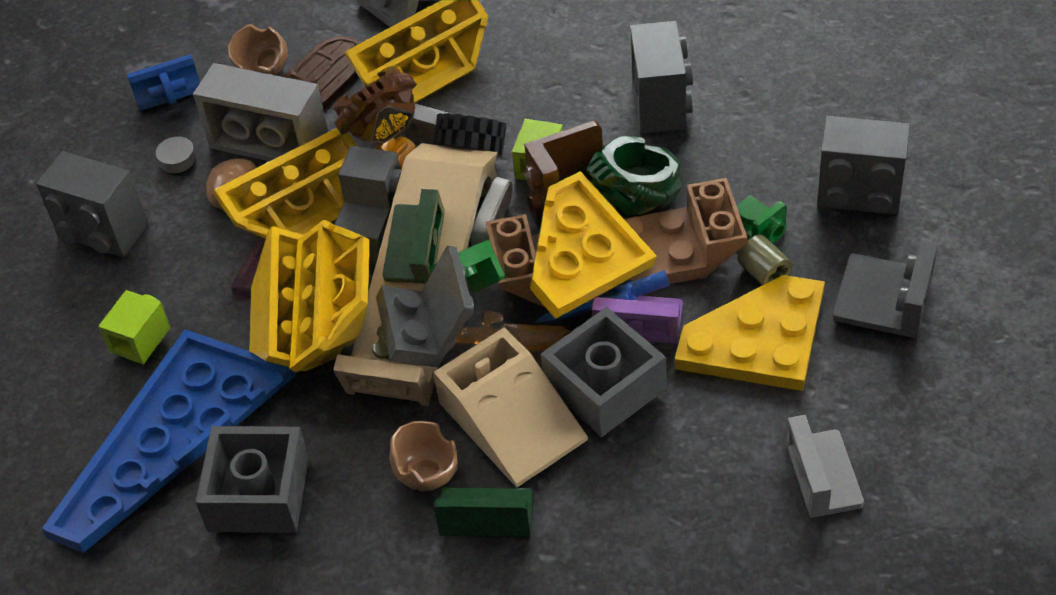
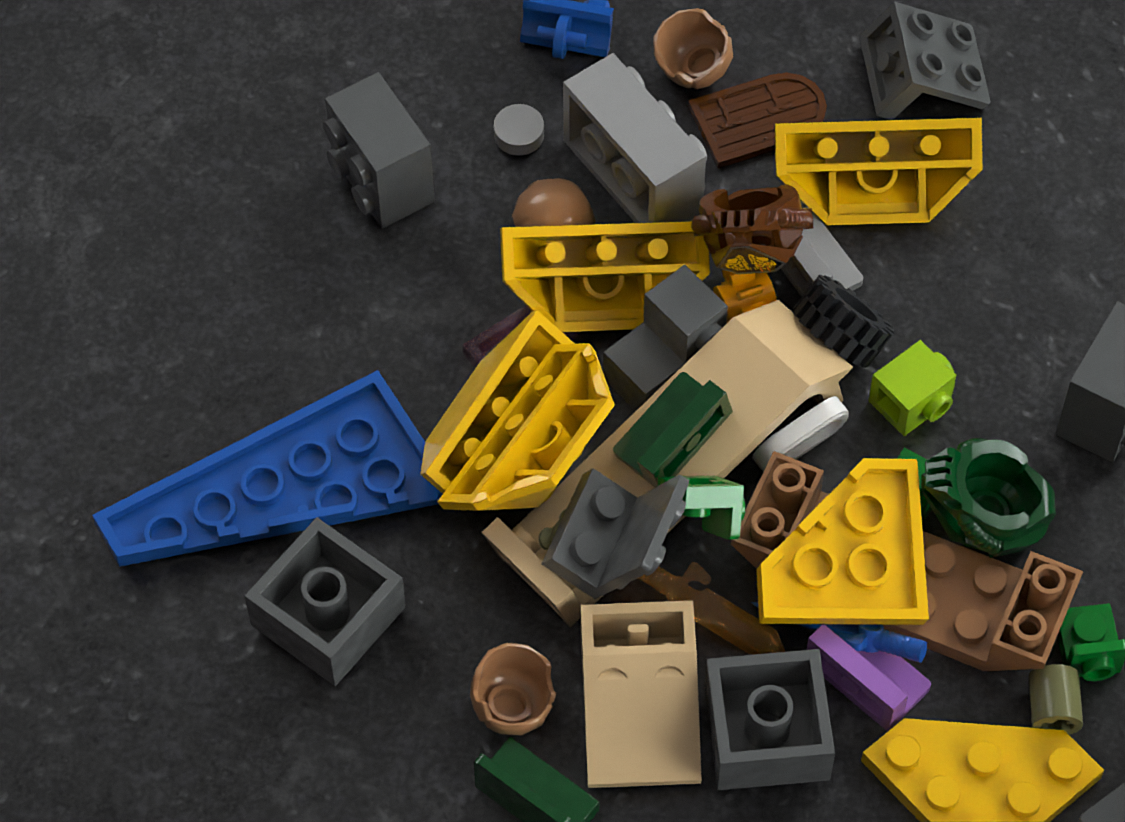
camera: 30 degrees right, 10 degrees up
(134, 326) = (329, 333): lime brick -> none
(558, 158) = (913, 422): reddish brown bracket -> none

